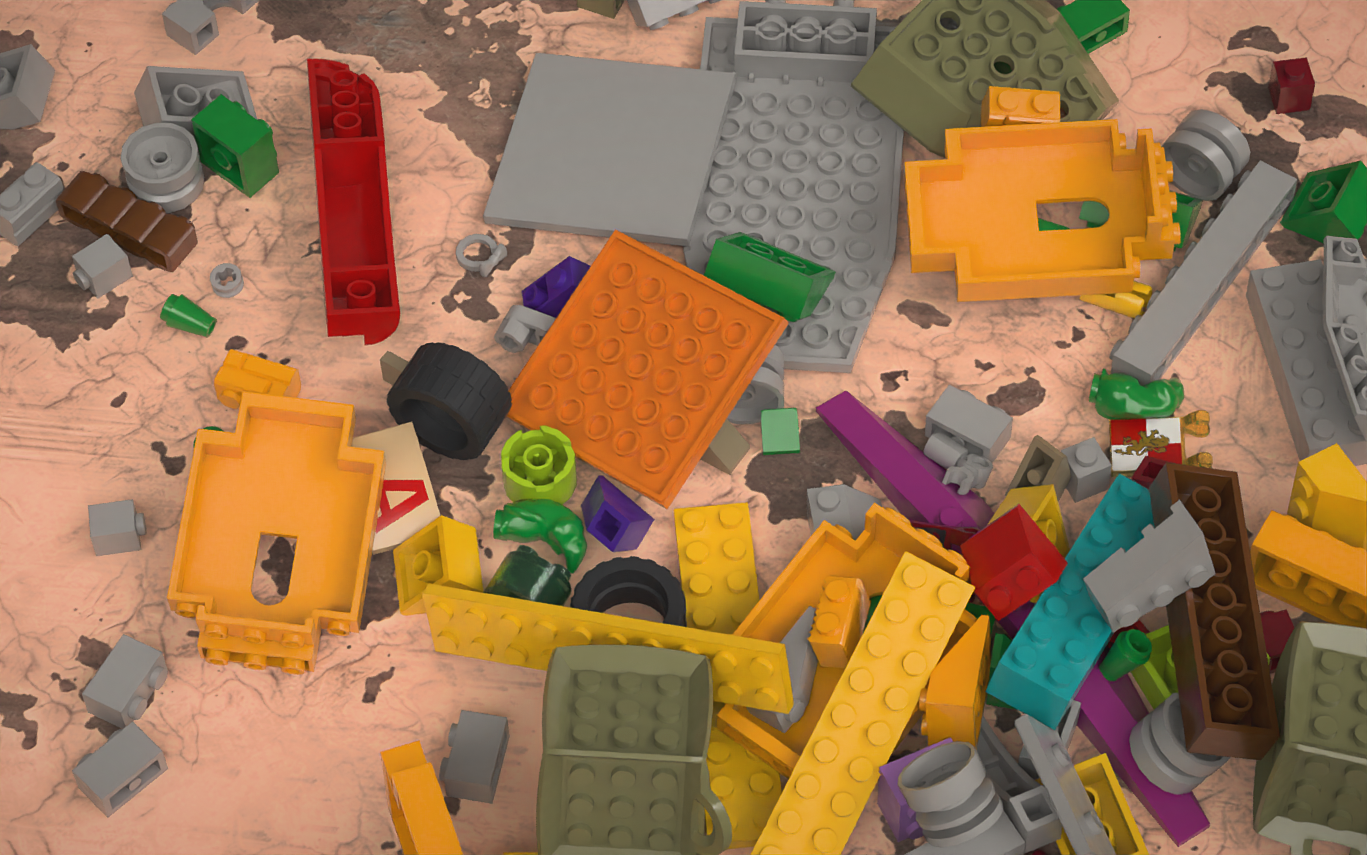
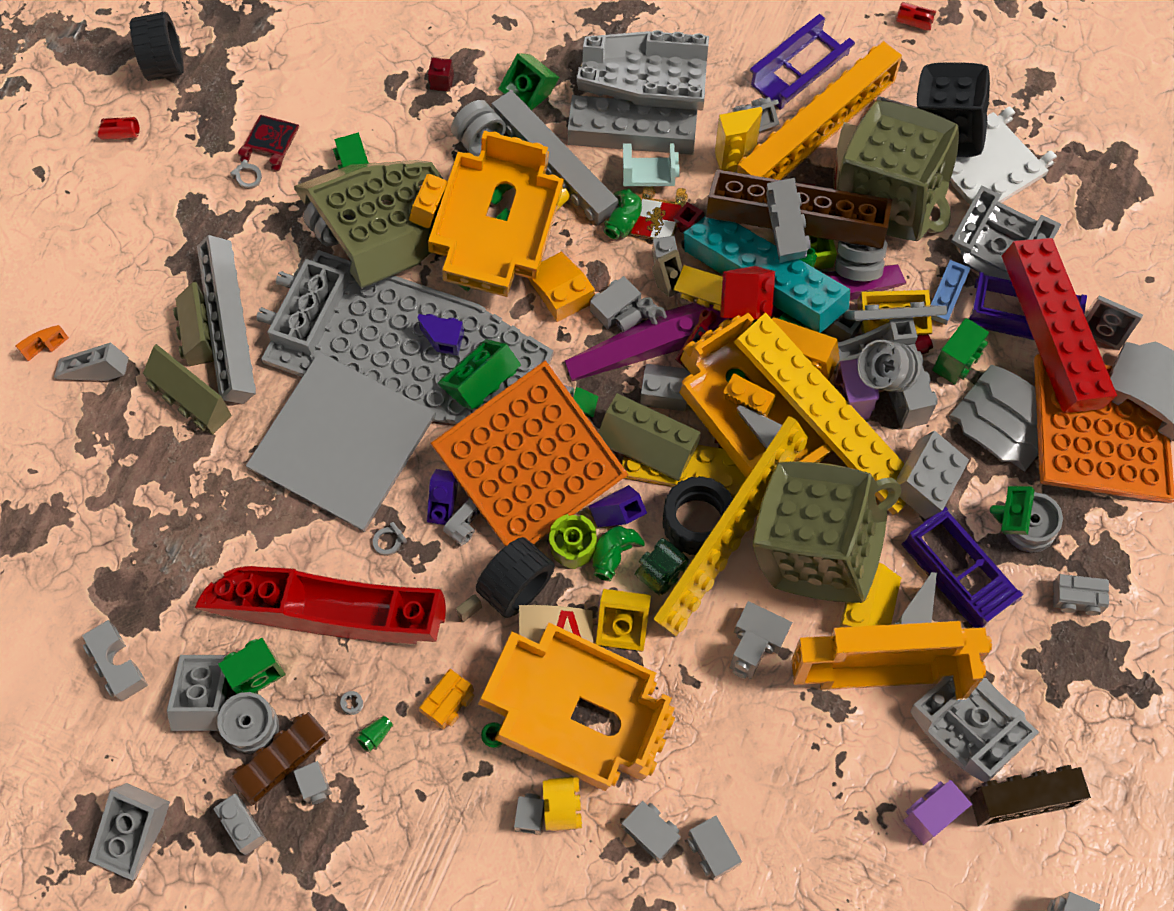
camera: 75 degrees left, 10 degrees up
(133, 553) = (562, 804): none -> yellow brick
(421, 723) = (748, 655): none -> light grey brick
(737, 519) = (648, 437): none -> olive slope
(817, 211) = (442, 333): none -> dark purple slope
(971, 346) = (562, 286): none -> light orange slope
(1232, 405) = (650, 170): none -> light aqua panel

